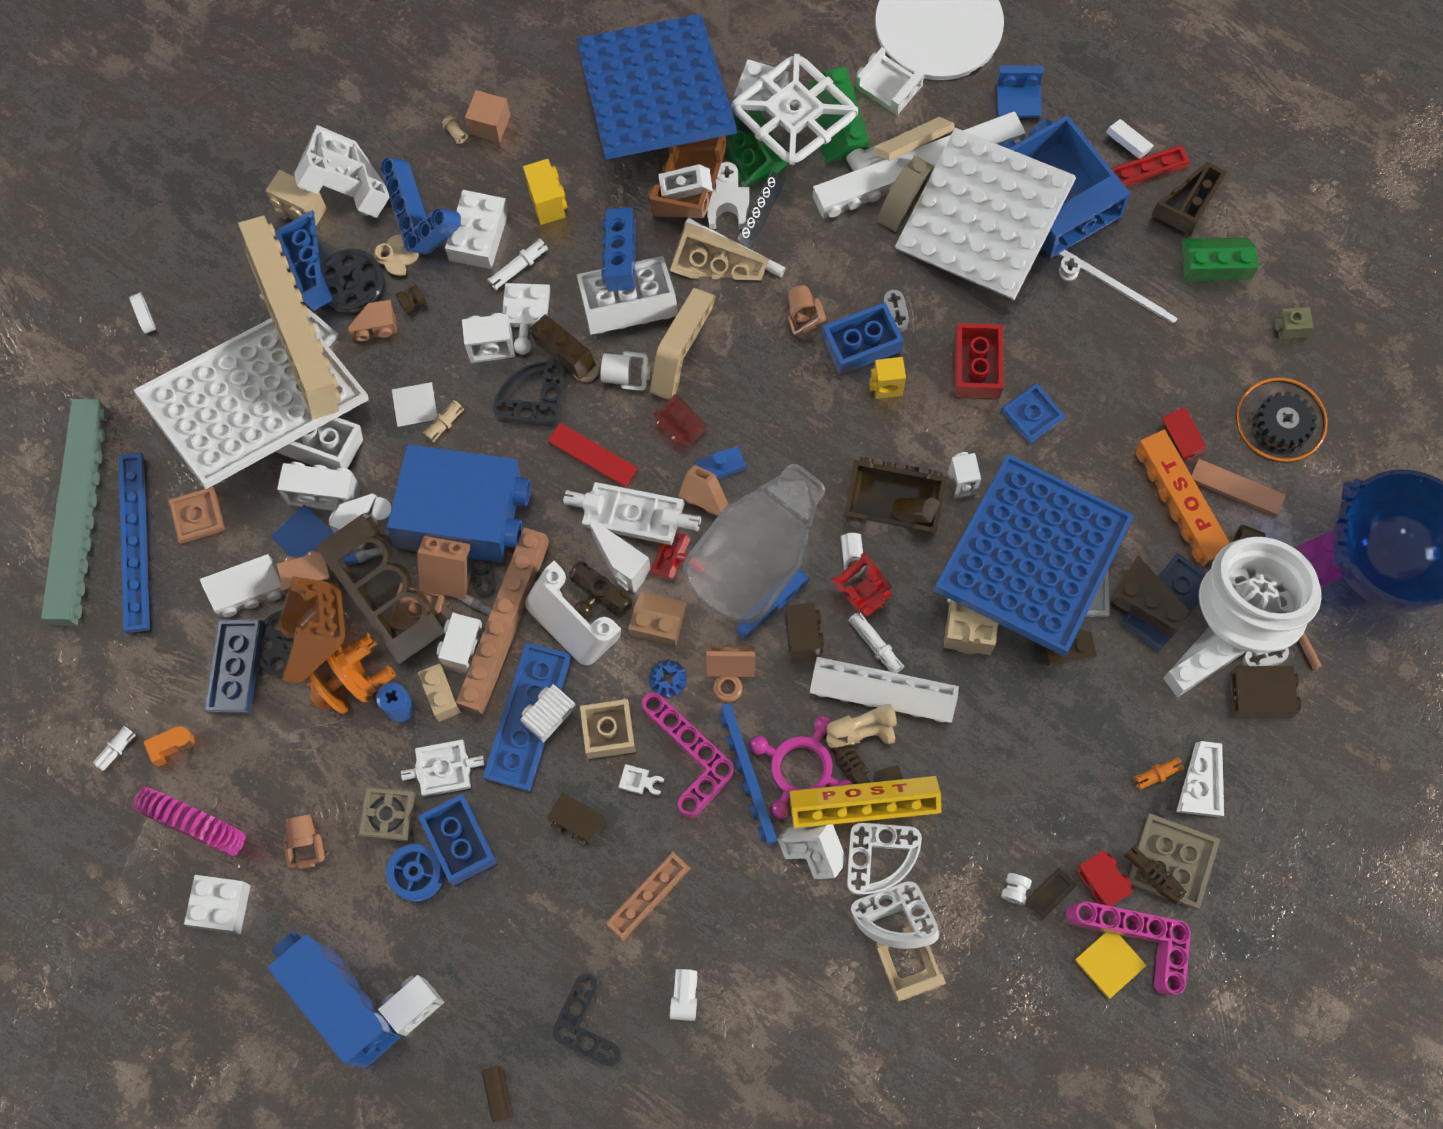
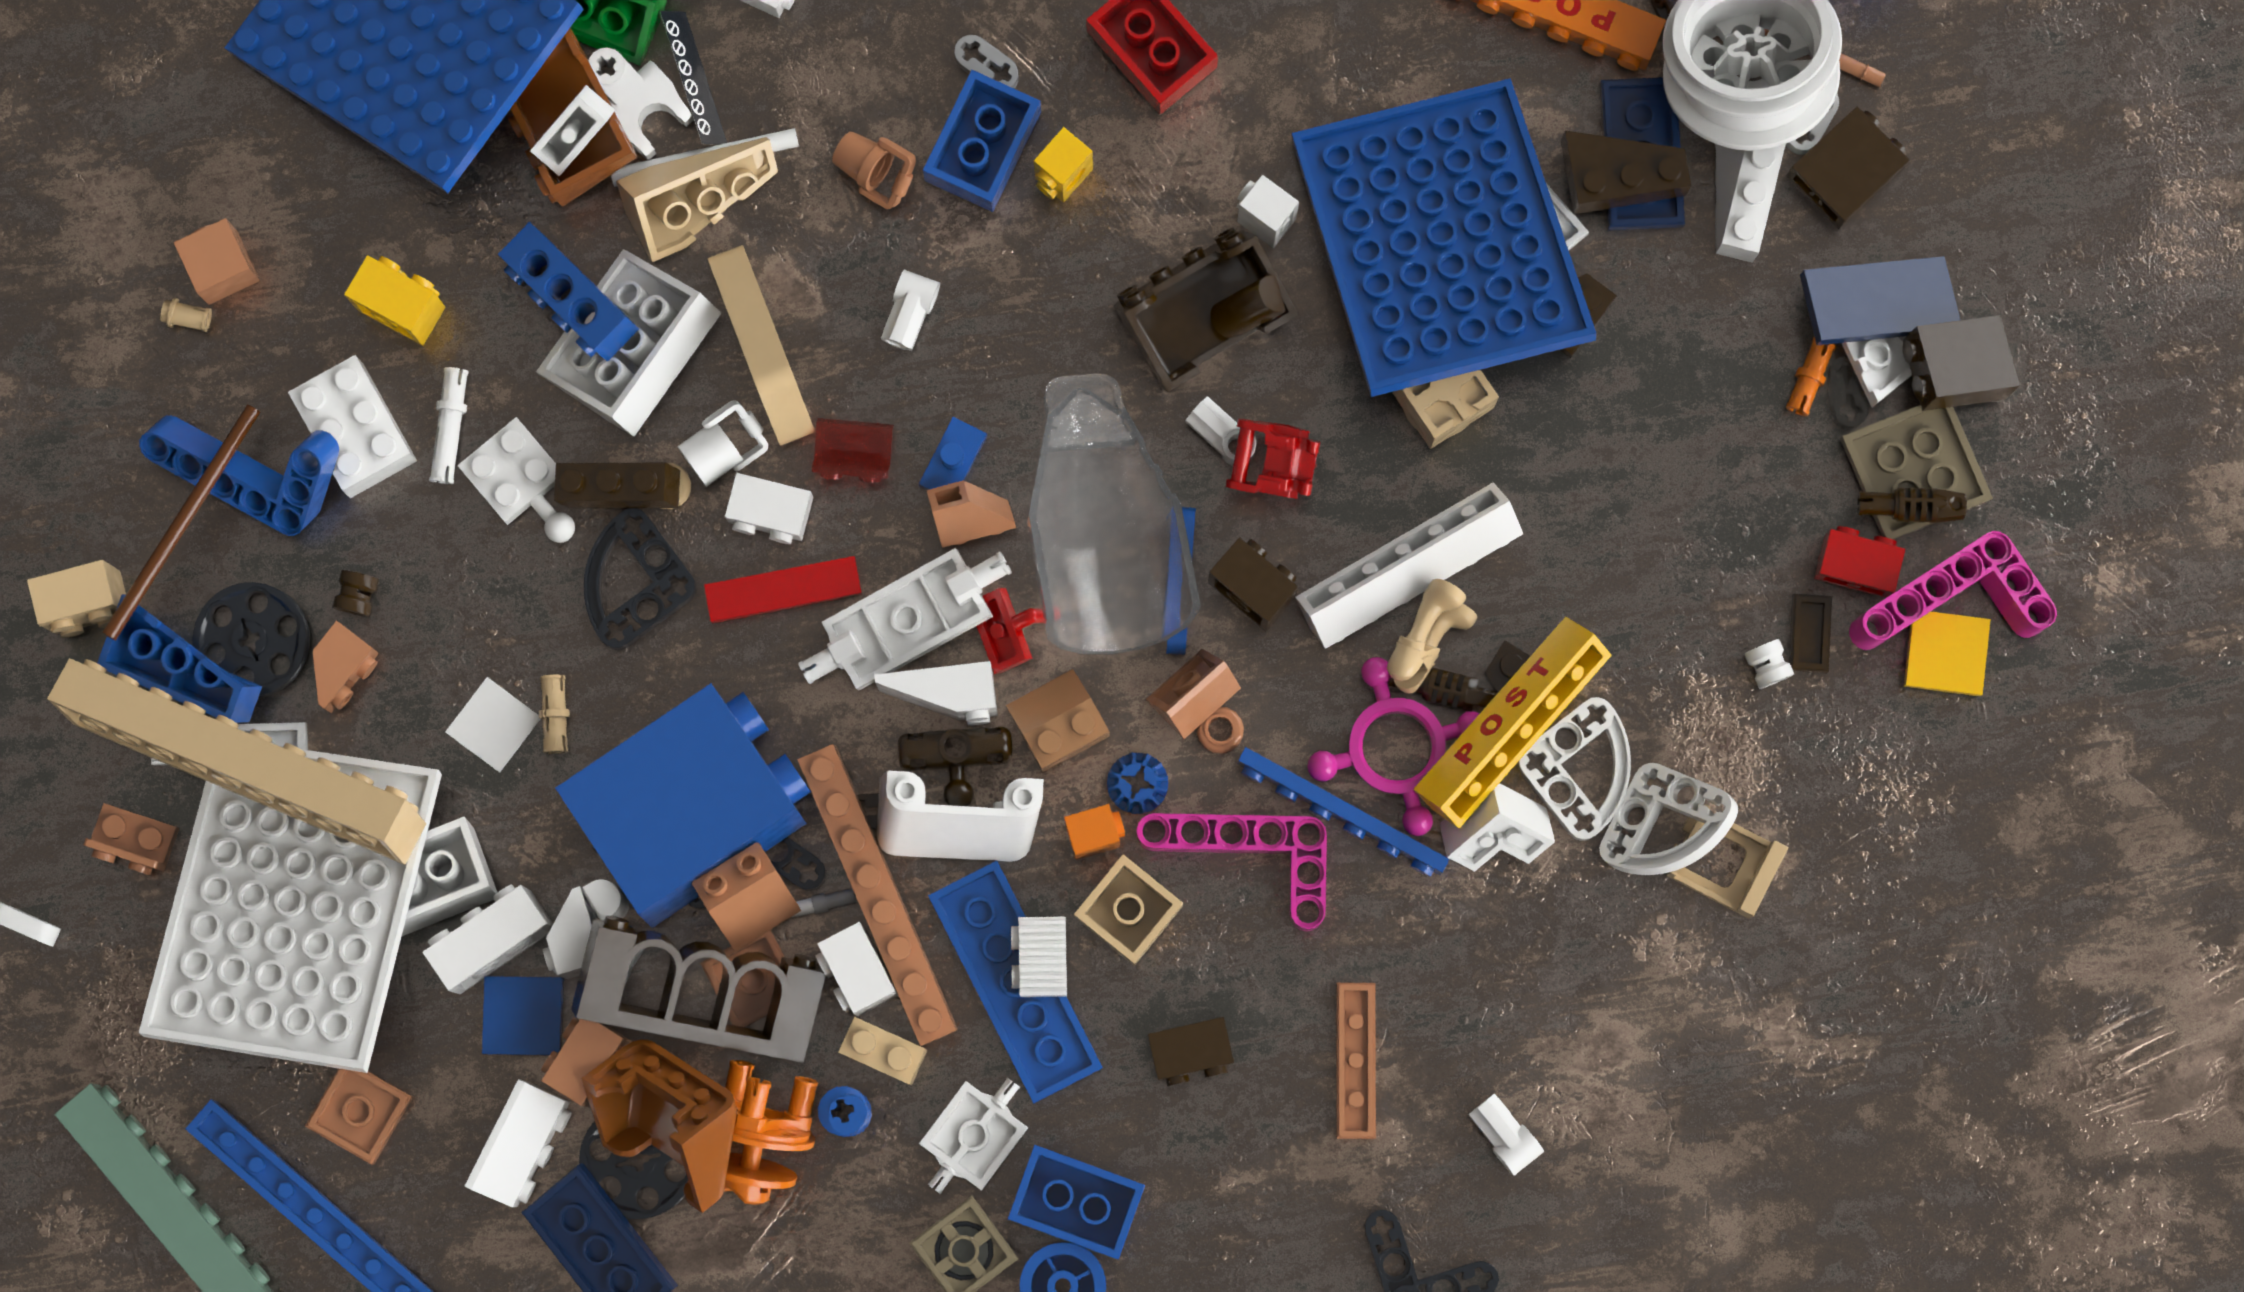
camera: 45 degrees left, 10 degrees up
(221, 319) = (133, 838): none -> nougat bracket
(342, 166) = (92, 501): white wedge -> none
(366, 201) = (181, 522): none -> reddish brown piece
(397, 257) = (282, 553): tan plate -> none
(488, 337) = (512, 556): white brick -> none
(619, 413) = (768, 508): none -> white brick
(625, 678) = (1094, 831): none -> orange brick
(636, 780) = (1217, 939): white plate -> none
(767, 381) = (912, 301): none -> white piece
(879, 647) = (1351, 516): white pin -> none
(1032, 413) = (1273, 51): blue tile -> none
(1225, 766) = (1878, 299): none -> tile
(1239, 829) = (1960, 363): none -> brick

